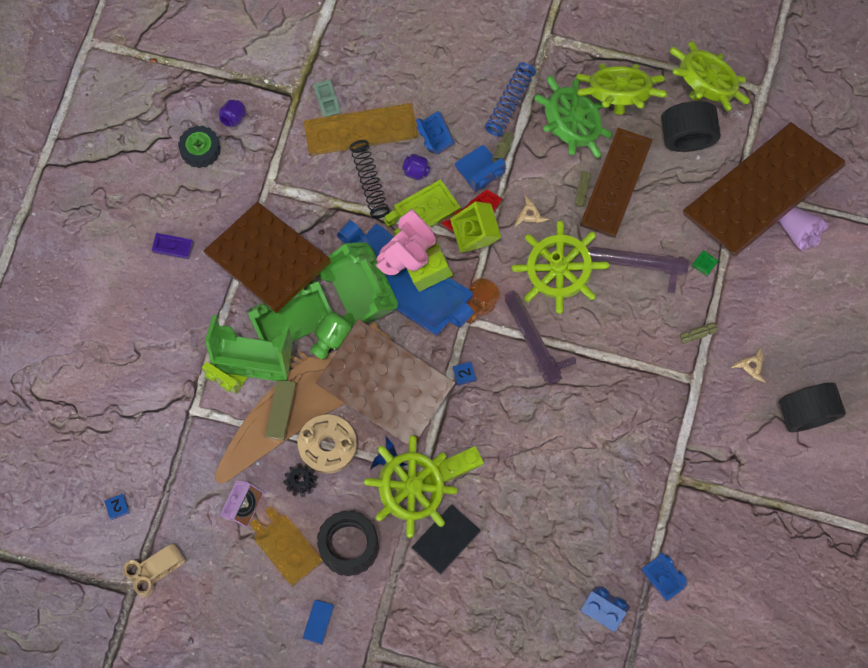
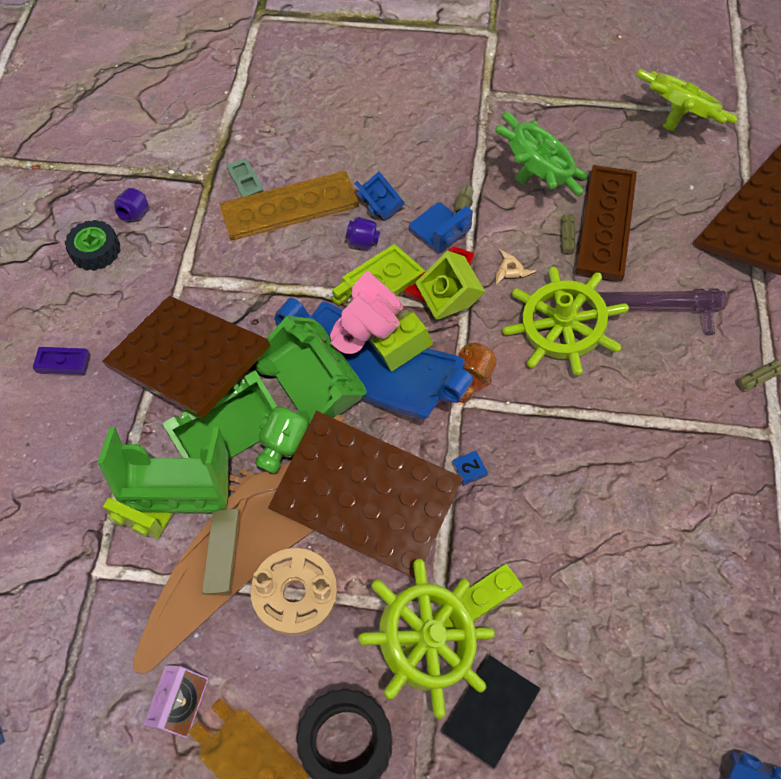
camera: 10 degrees left, 10 degrees down
(303, 486) = (265, 660): black gear -> none
(358, 150) = (322, 280): black piece -> none
(380, 460) = (374, 601): clear blue piece -> none
(489, 129) = (439, 184): blue piece -> none
(545, 362) = (576, 438): clear purple cylinder -> none
(621, 86) = (588, 119): lime piece -> none
(690, 126) = (682, 146): black tyre -> none
(705, 263) = (740, 295): green tile -> none

